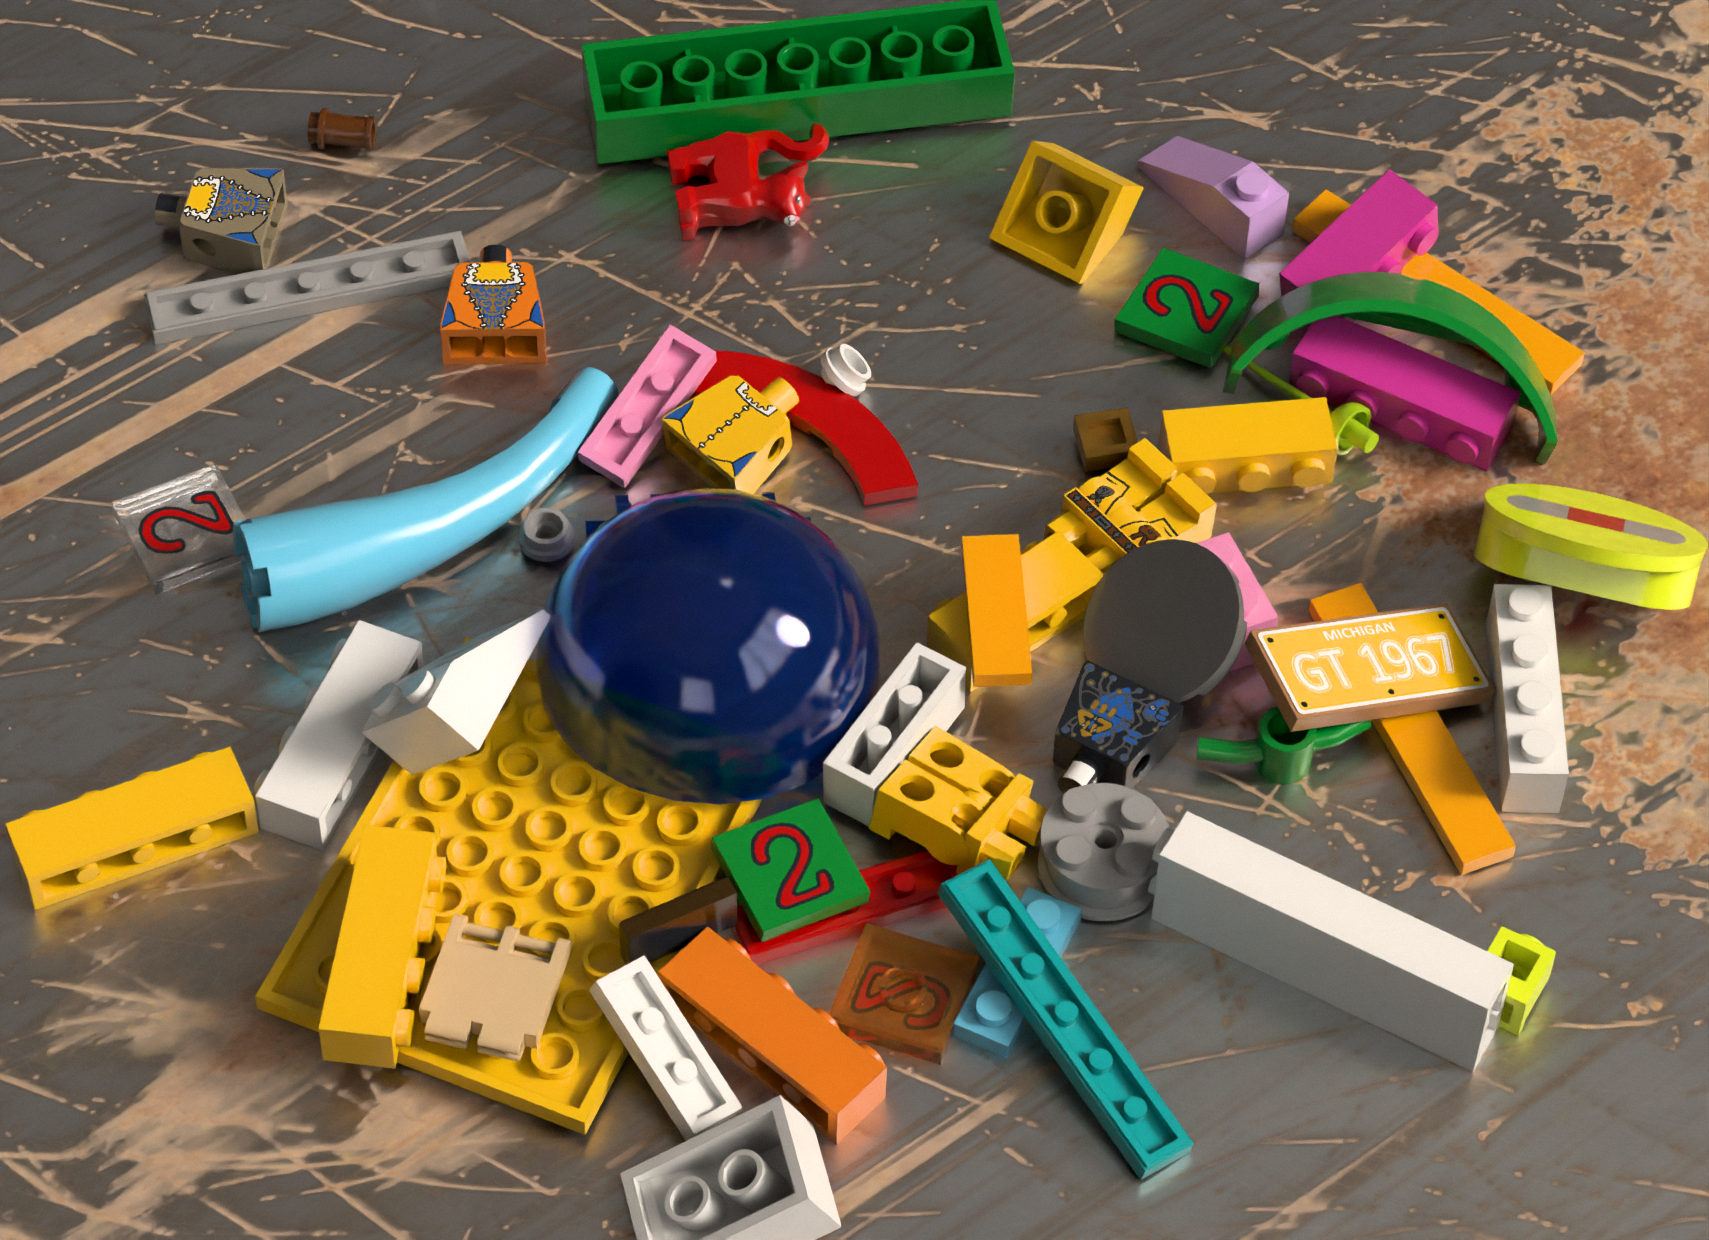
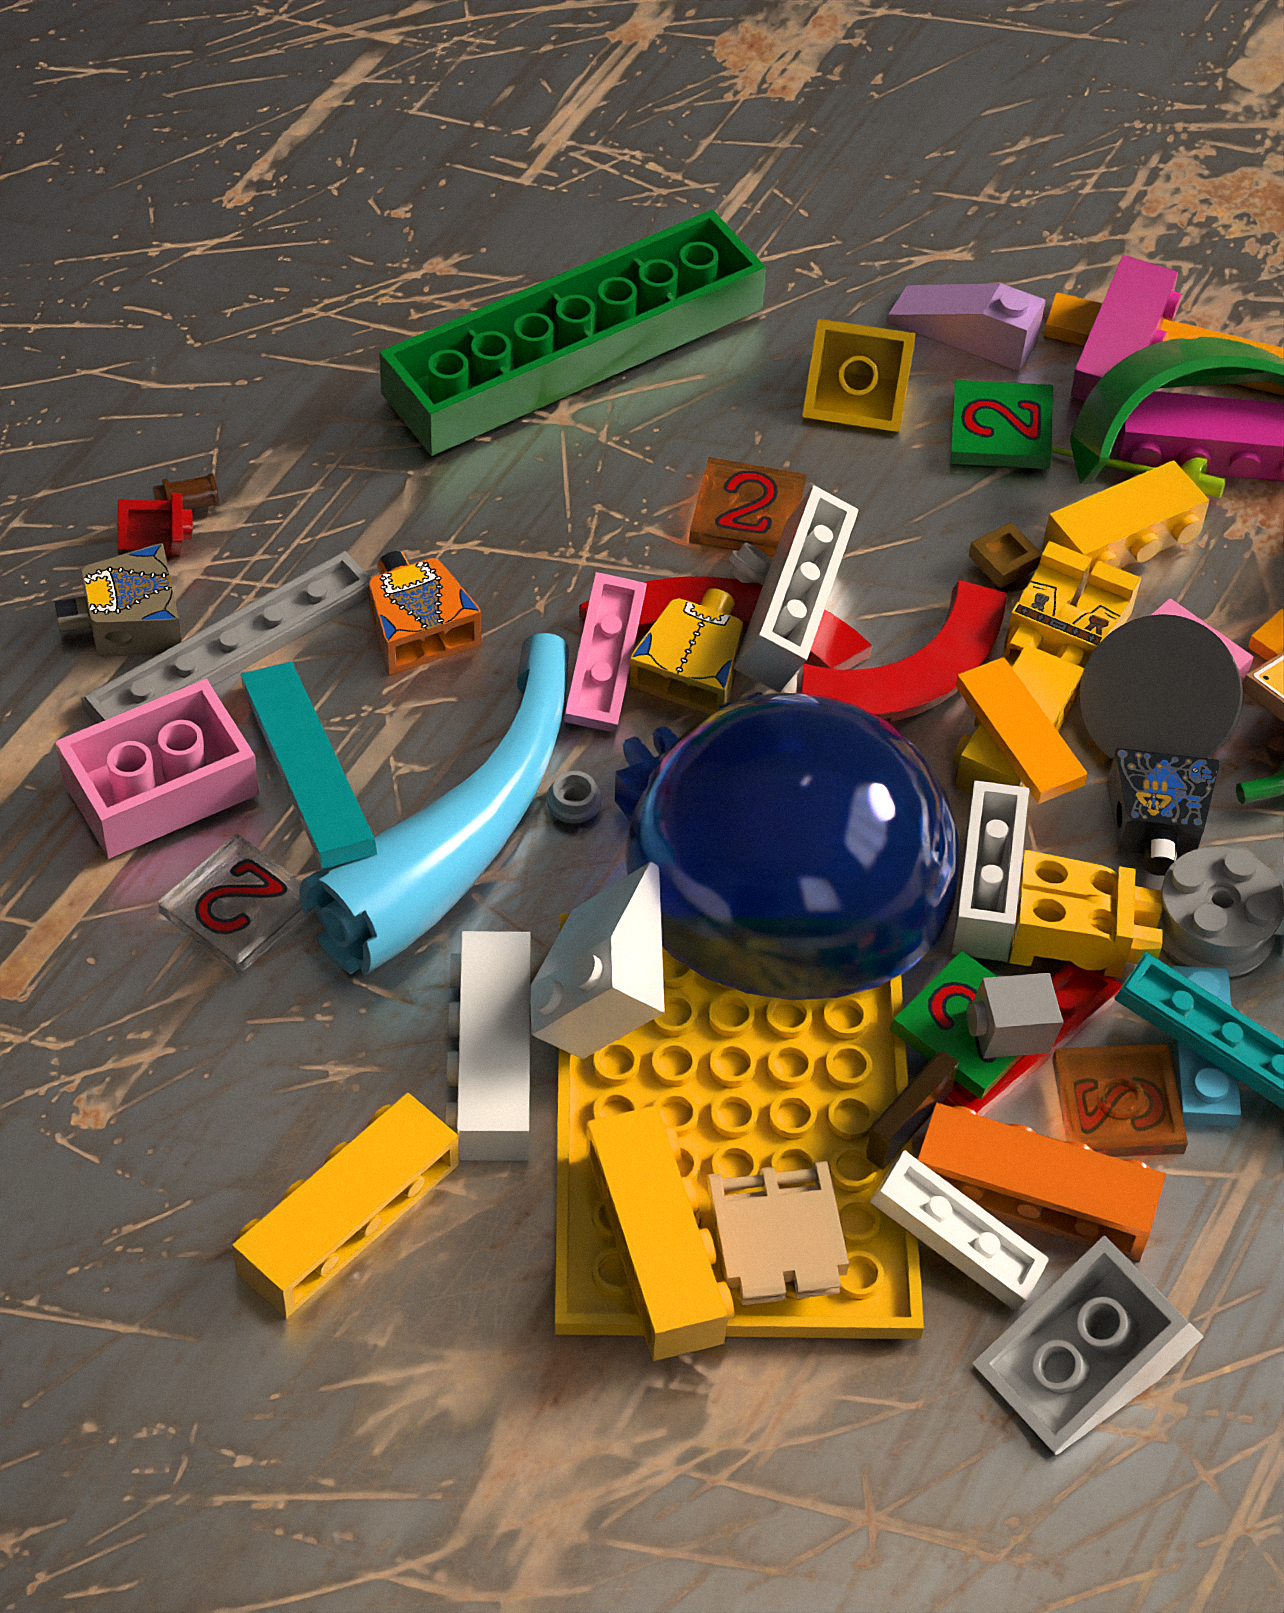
camera: 25 degrees left, 0 degrees up
(169, 379) = (157, 768): none -> bright pink brick
(292, 148) = (152, 523): none -> red bracket
(300, 419) = (308, 766): none -> teal tile
(735, 187) = (565, 435): red animal -> none
(820, 871) = (1015, 1015): none -> light grey brick
(857, 402) = (796, 589): none -> white brick
(879, 311) = (744, 505): none -> clear orange tile
(935, 532) = (928, 674): none -> red tile

